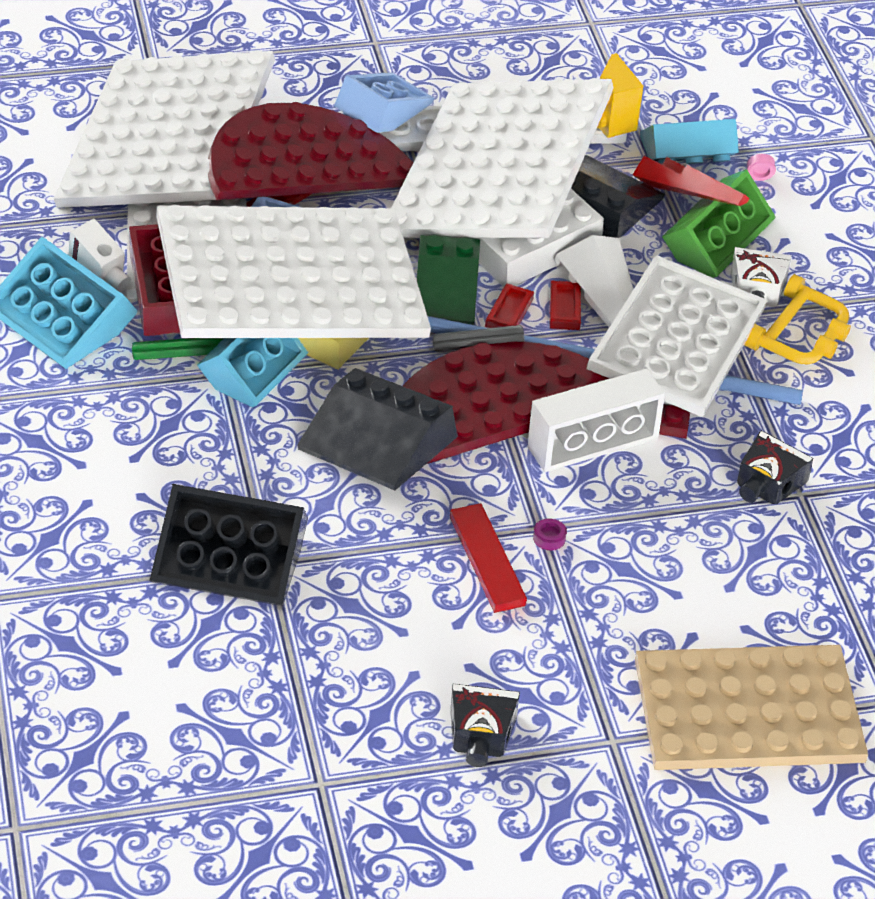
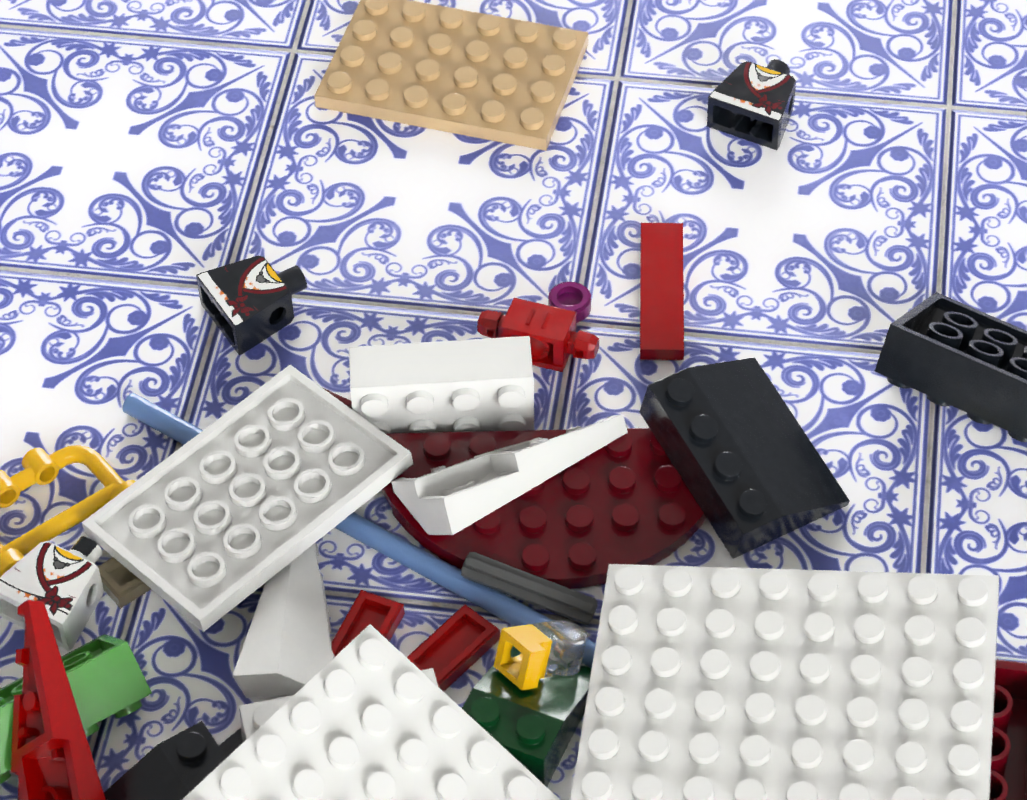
camera: 155 degrees left, 5 degrees up
(444, 299) = (544, 649): none -> leg
(532, 367) = (474, 488): none -> white wedge
(556, 491) = (550, 332): none -> red piece

